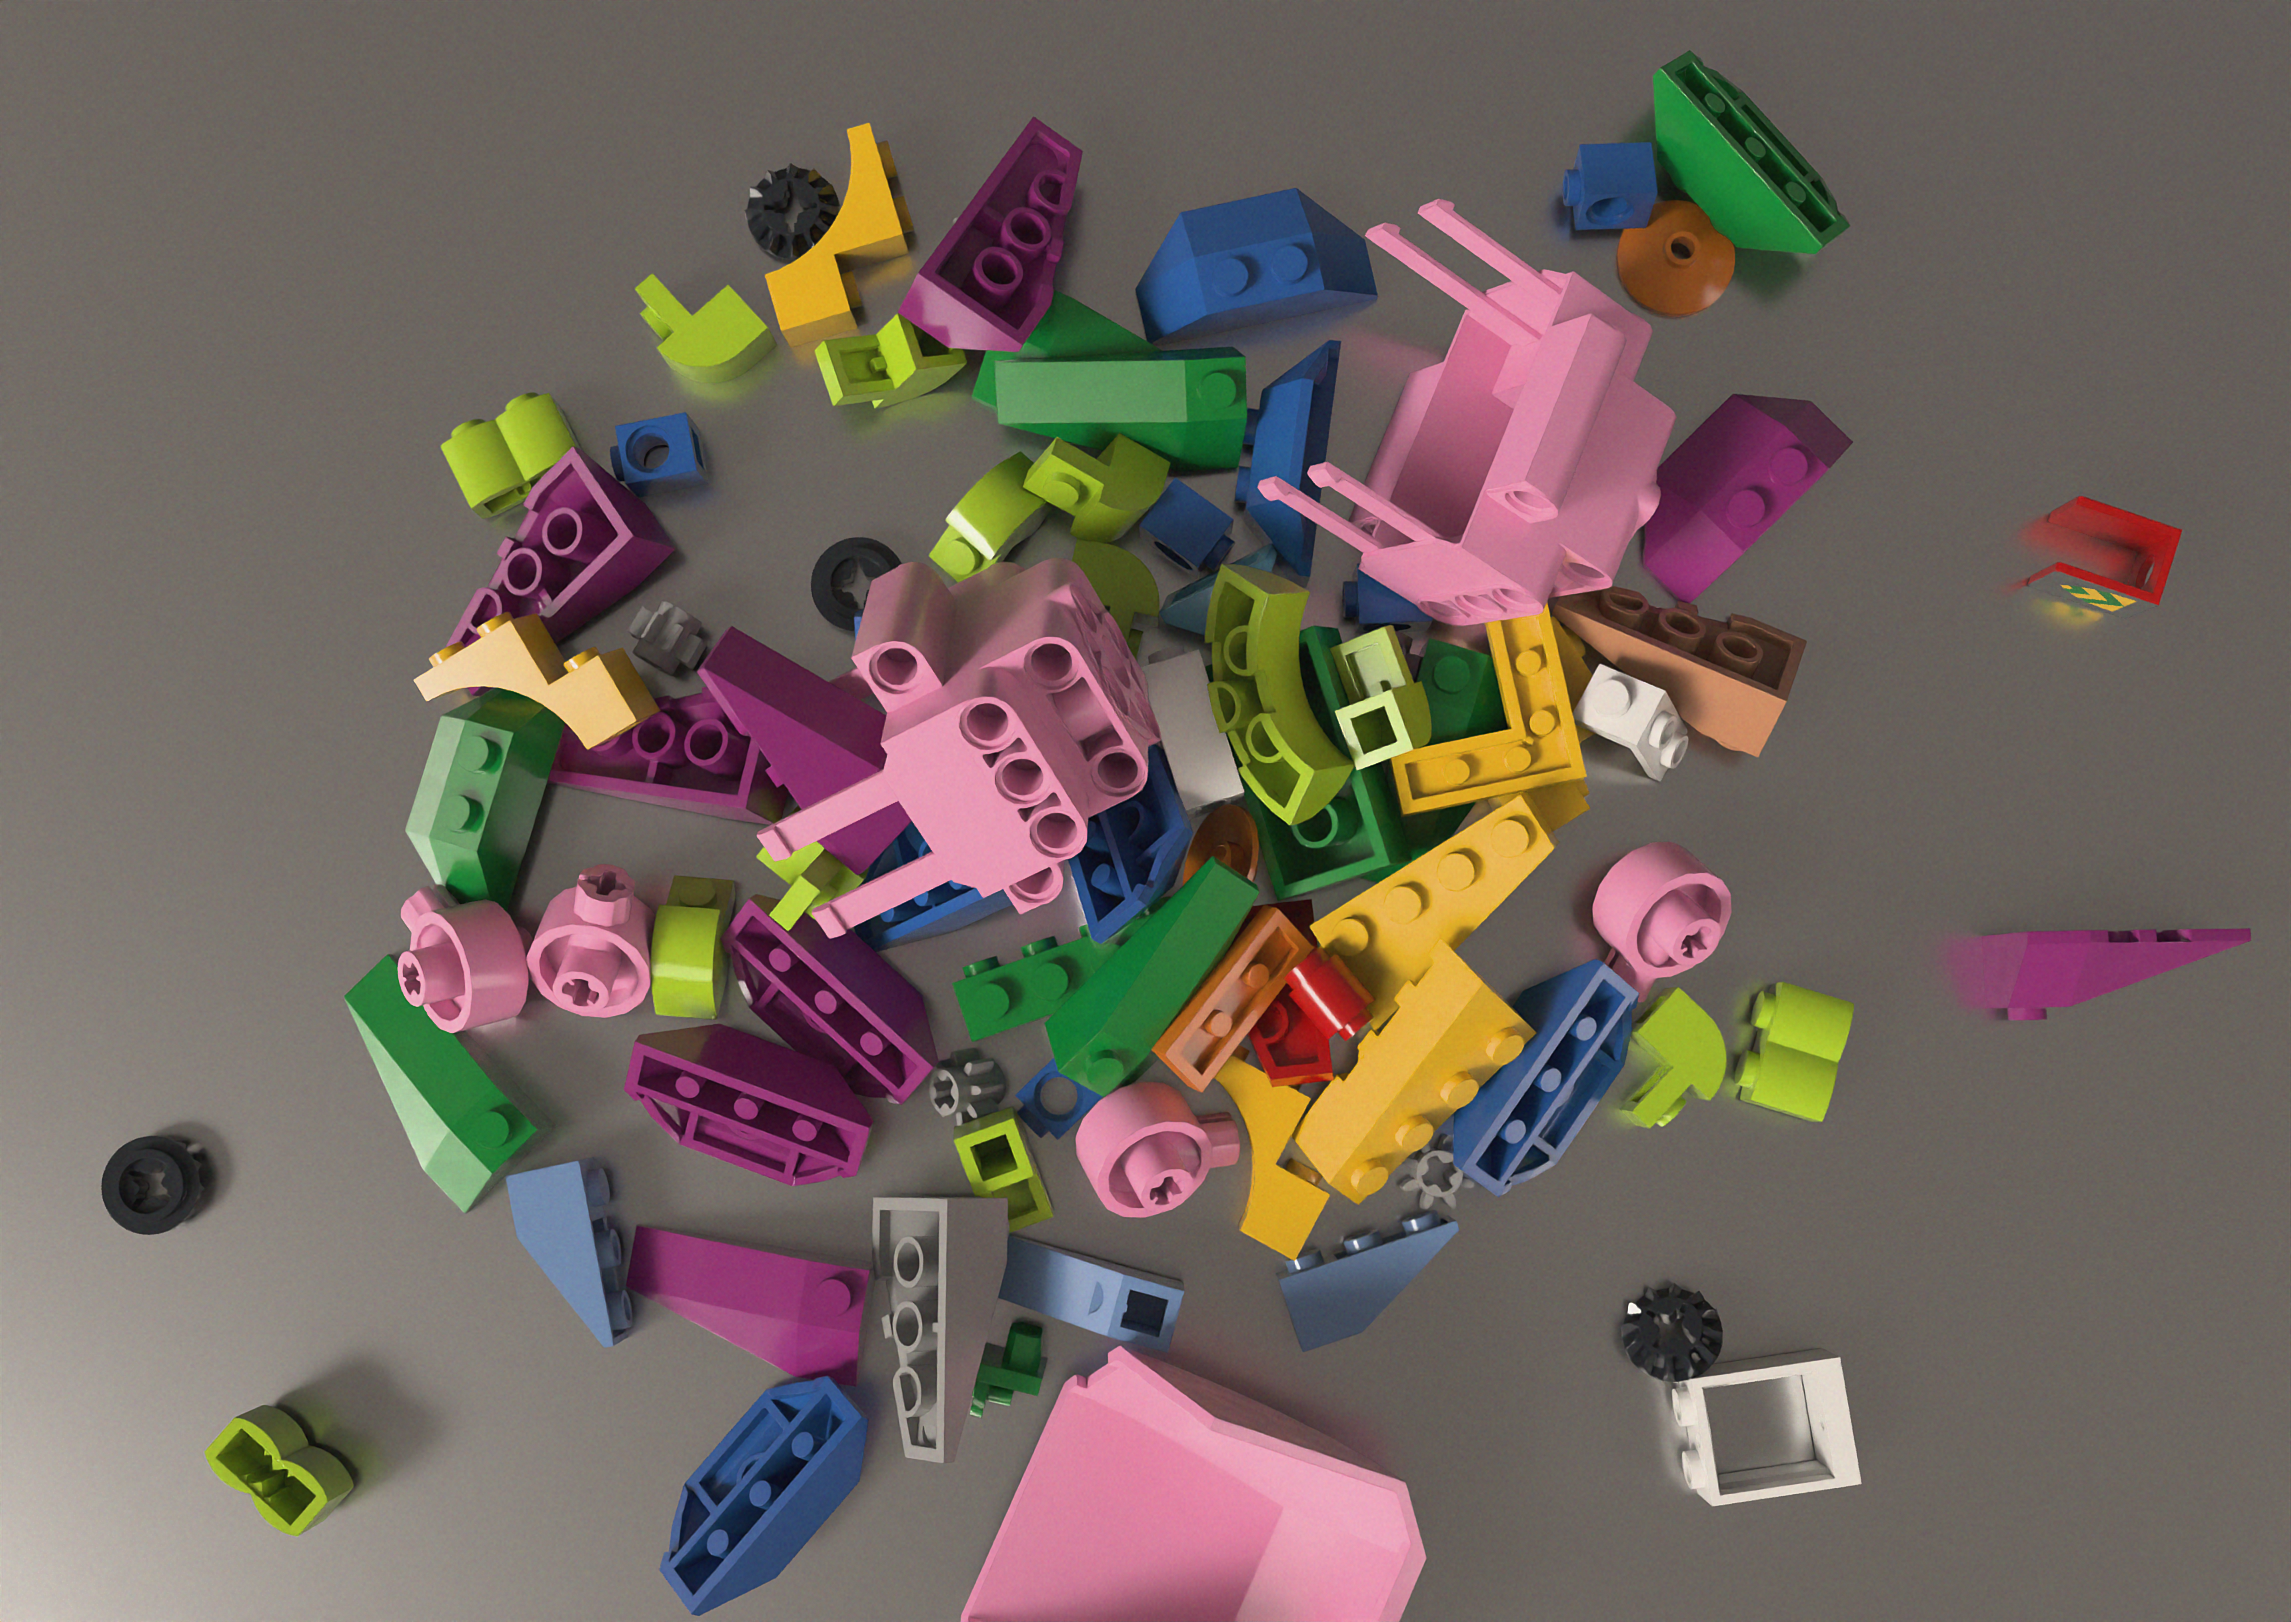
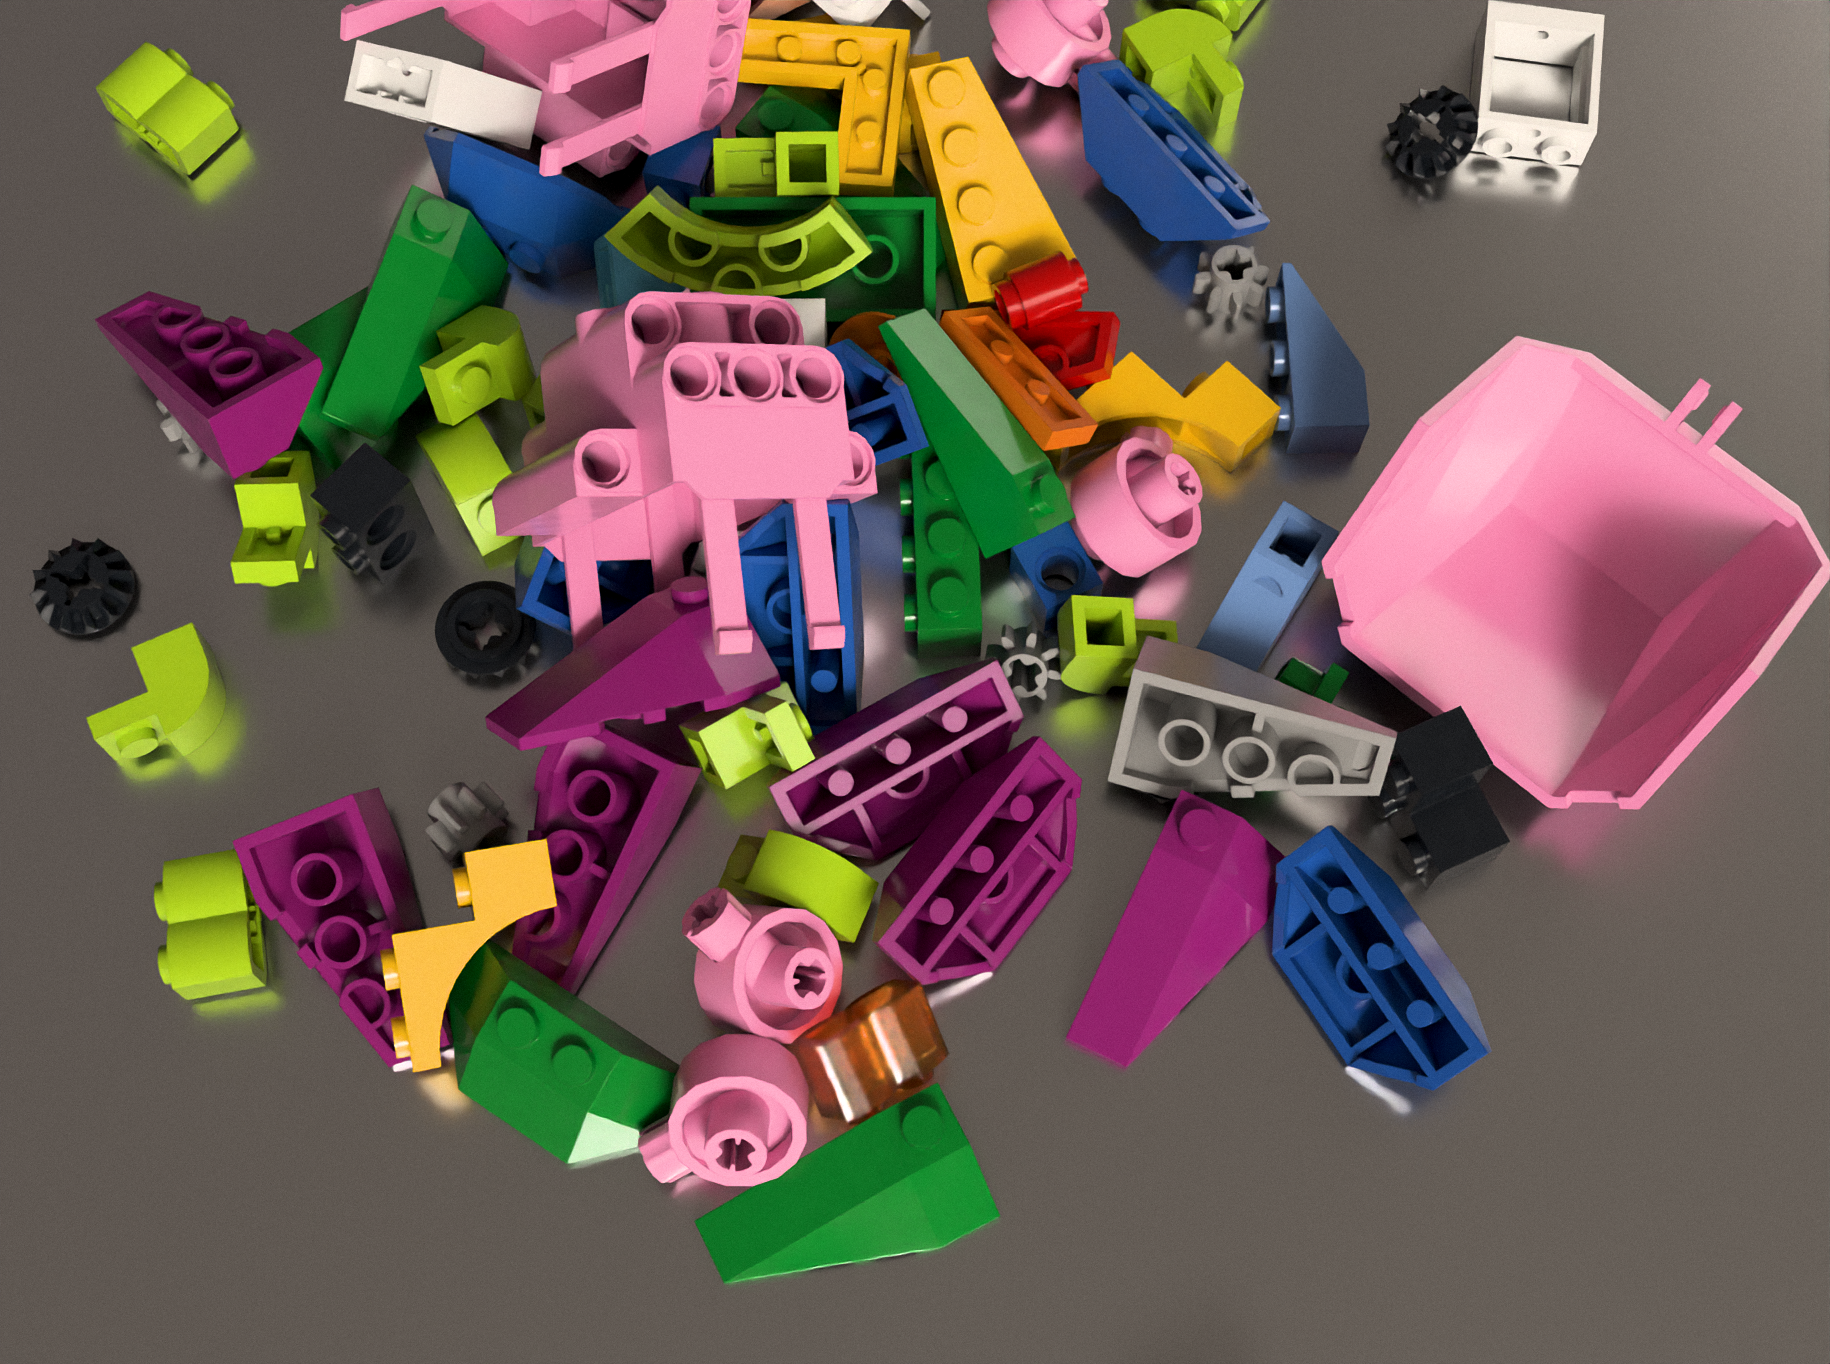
camera: 75 degrees left, 15 degrees down
(556, 1061) = (870, 1051): none -> clear orange brick
(566, 1232) = (1047, 1103): medium blue slope -> none
(684, 463) = (265, 753): blue brick -> none
(814, 292) = (175, 577): yellow arch -> none
(917, 444) = (371, 514): none -> black brick
(939, 1510) = (1437, 800): none -> black brick
(1188, 529) = (549, 308): blue brick -> none
(1251, 267) = (322, 200): blue wedge -> none
(1295, 84) = (169, 107): none -> lime brick
(1361, 346) = (442, 94): none -> white window
(1411, 1075) = (1136, 253): yellow wedge -> none

